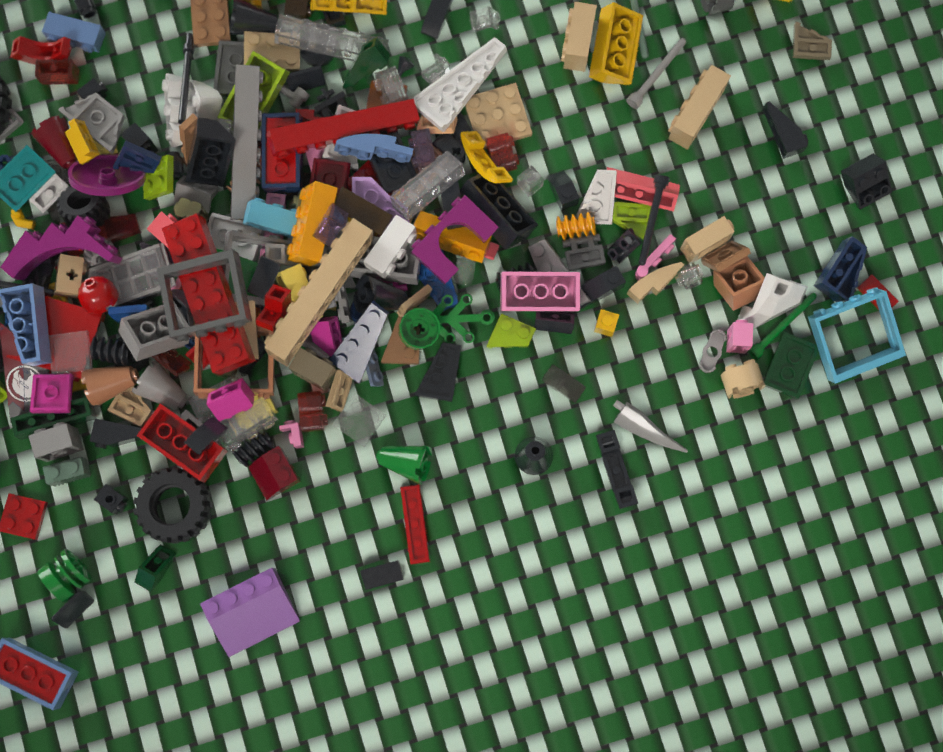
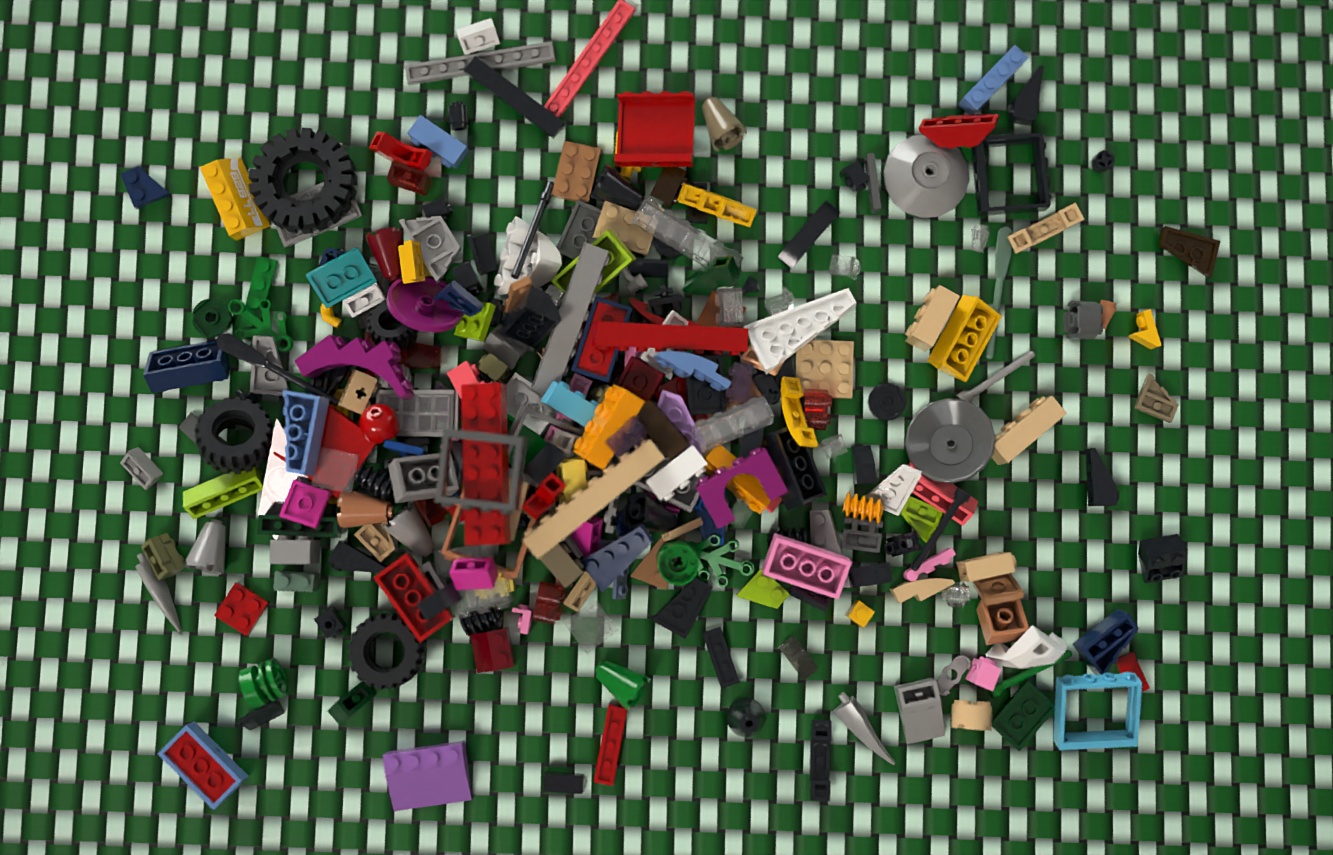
camera: 10 degrees right, 5 degrees up
(148, 118) = (483, 254): none -> black panel
(491, 408) = (720, 657): none -> black tile
(565, 126) = (886, 401): none -> black tile
(625, 125) = (945, 423): none -> dark grey dish
(694, 392) = (920, 710): none -> light grey slope

